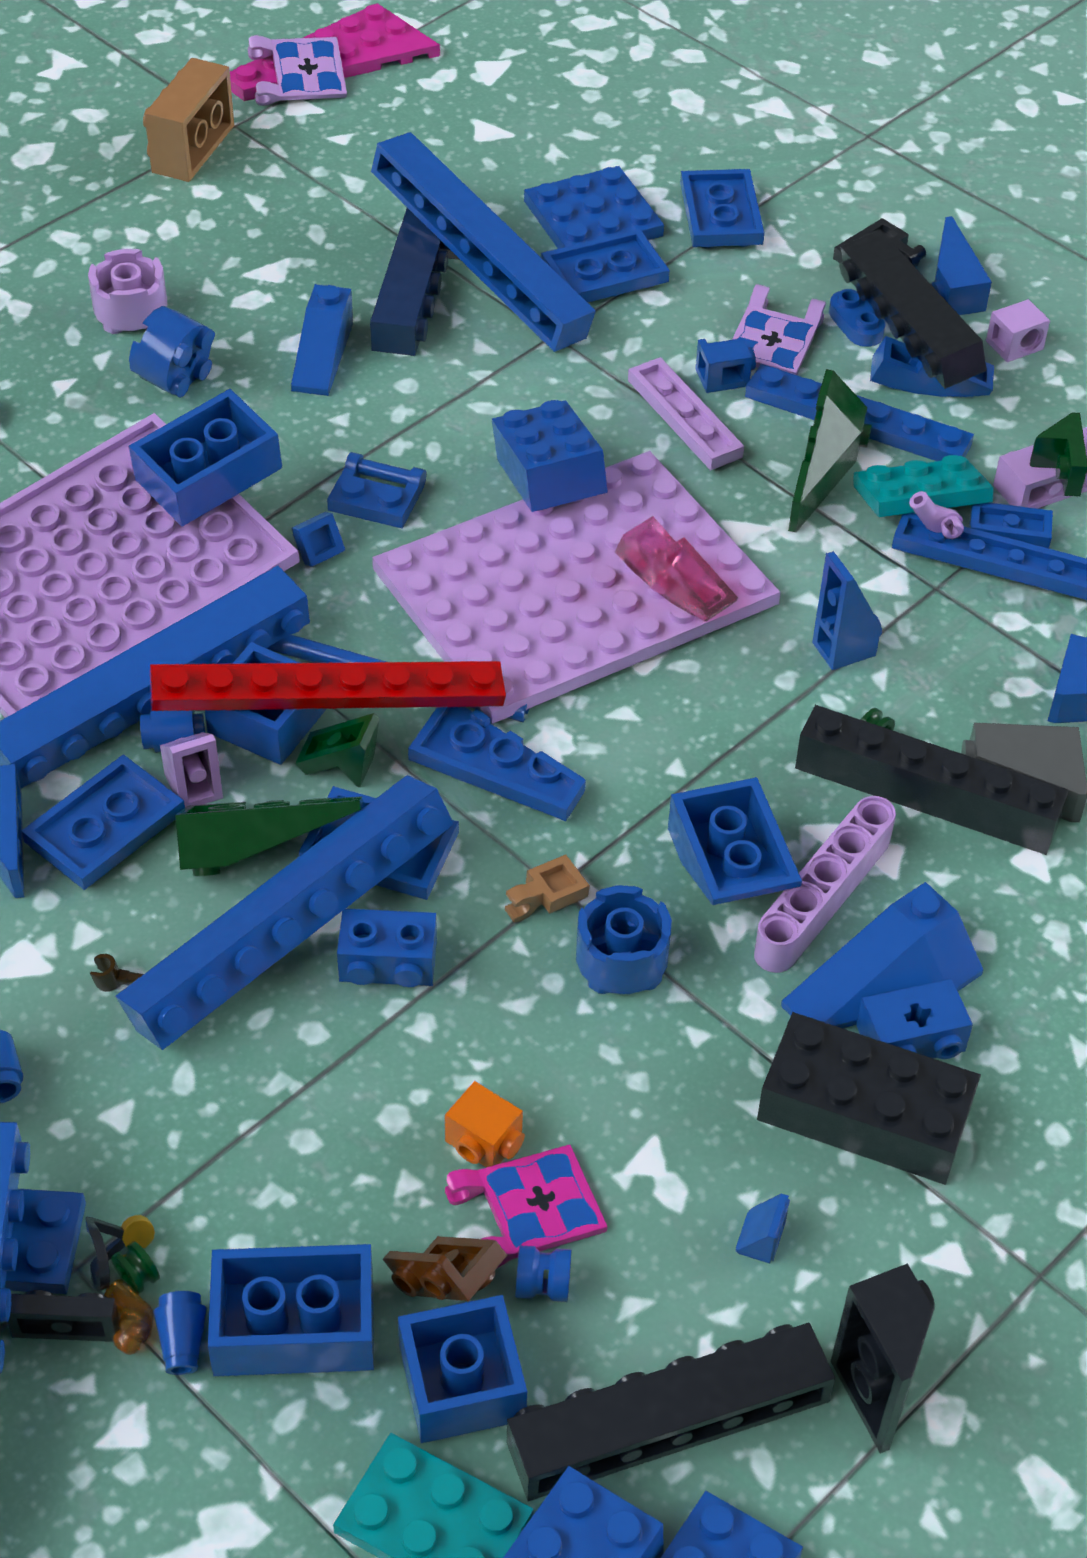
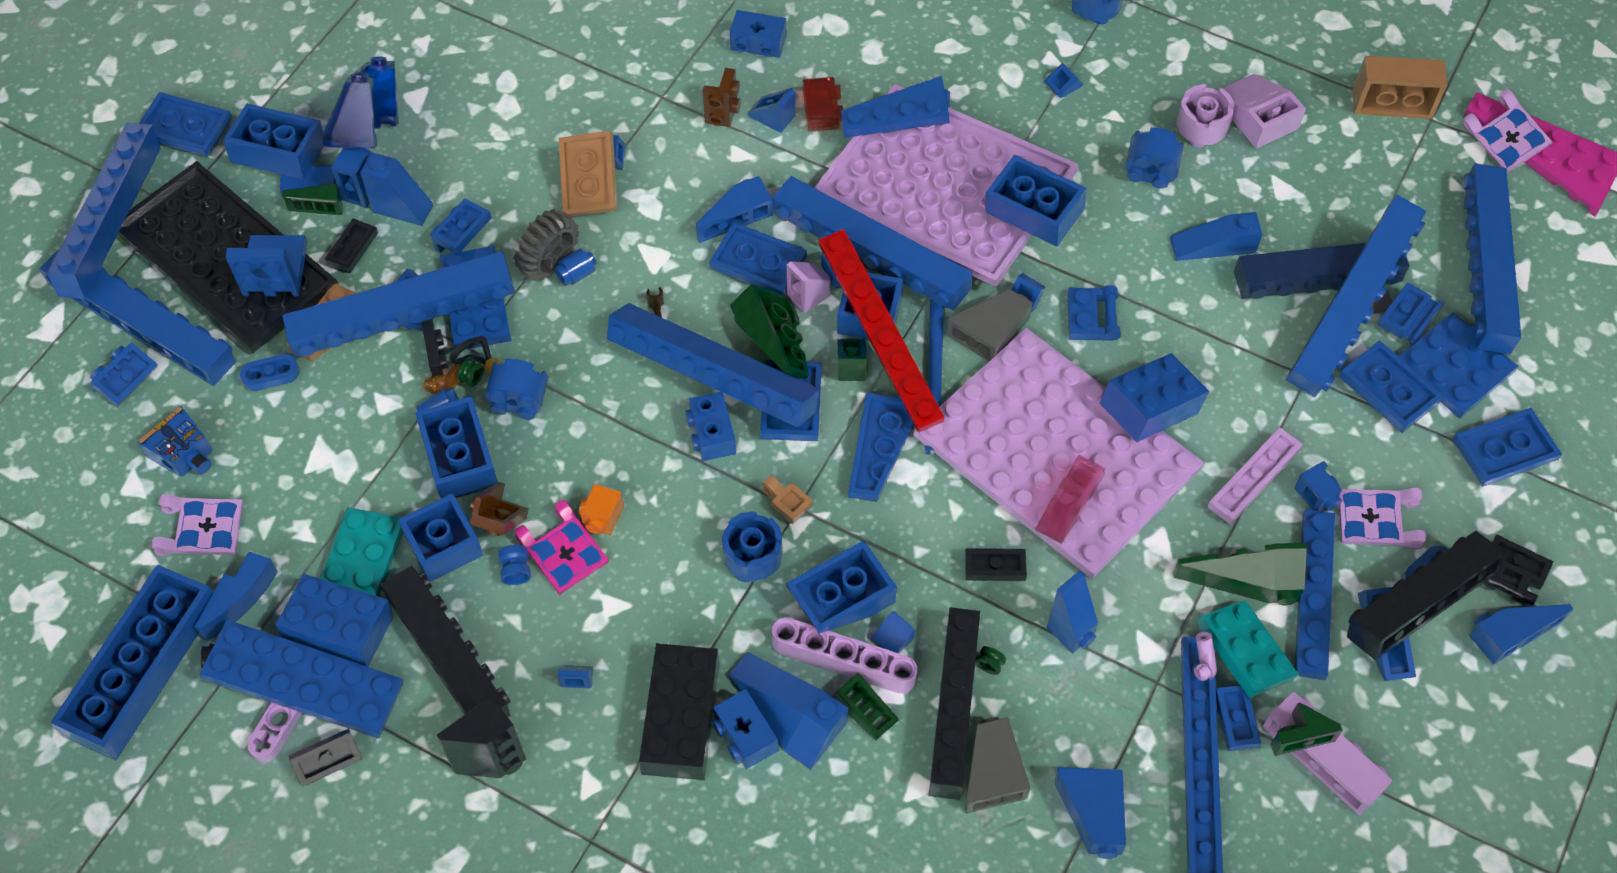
camera: 75 degrees right, 10 degrees up
(155, 226) = (1264, 109): none -> lavender slope
(212, 1191) = (516, 388): none -> blue brick
(355, 588) = (990, 324): none -> dark grey slope
(473, 130) = (1491, 259): none -> blue brick
(520, 217) = (1410, 313): none -> blue plate
(731, 688) = (995, 564): none -> black plate
(803, 822) = (894, 633): none -> blue slope
(874, 882) = (864, 689): none -> dark green slope
(1017, 330) = (1467, 688): lavender brick -> none

